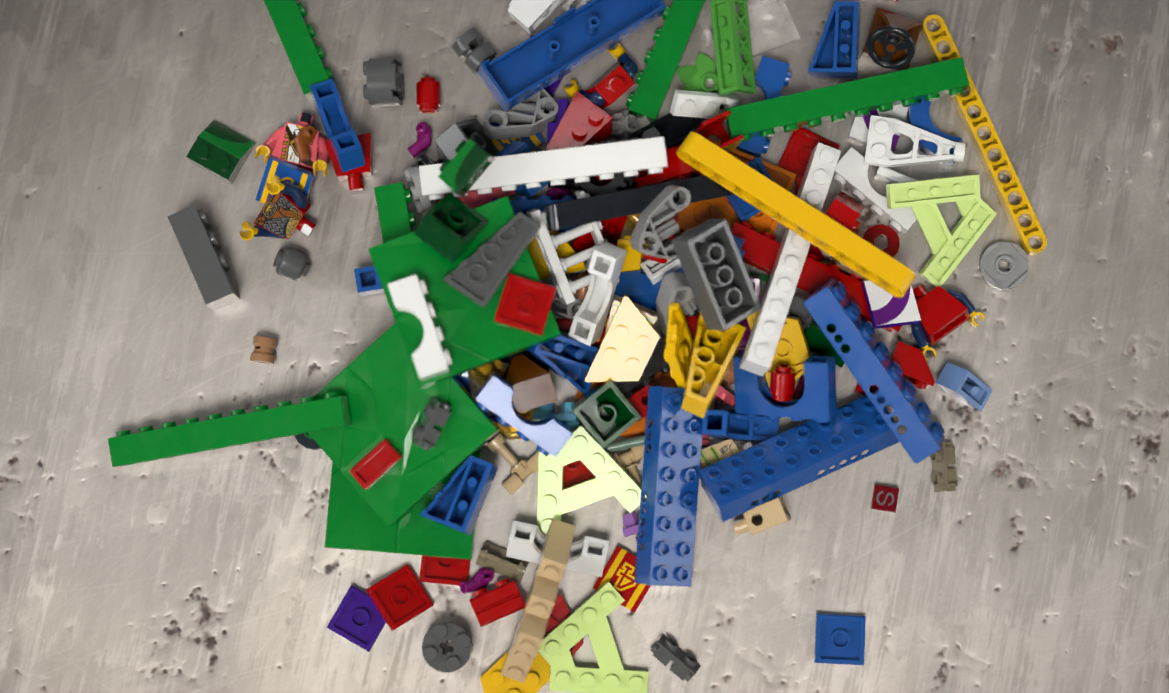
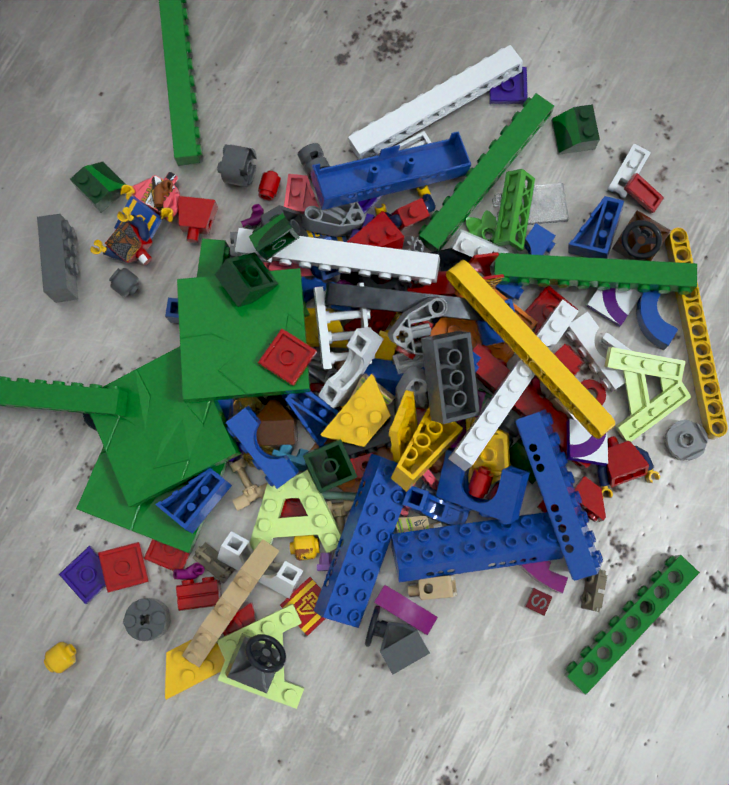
camera: 20 degrees right, 5 degrees down
(263, 350) = (81, 342): medium nougat wheel -> none
(336, 125) = (190, 185): blue arch -> none
(375, 464) = (133, 453): red tile -> none
(425, 431) = (189, 426): dark grey hinge -> none
(429, 357) = (197, 377): white arch -> none
(469, 97) = (299, 193): none -> coral wing
(492, 262) = (268, 318): dark grey wing -> none
(589, 656) = (256, 661): none -> piece
(602, 514) = (305, 547): none -> yellow head
(684, 664) = (326, 675): dark grey hinge -> none
(737, 551) = (406, 609): none -> magenta slope
(742, 589) = (400, 643): none -> dark grey piece
(839, 639) = (469, 708): blue tile -> none
(879, 143) = (612, 311): white plate -> none
(880, 467) = (540, 572): none -> magenta slope
(964, 386) = (628, 528): medium blue slope -> none
(1040, 420) = (642, 621): none -> green brick

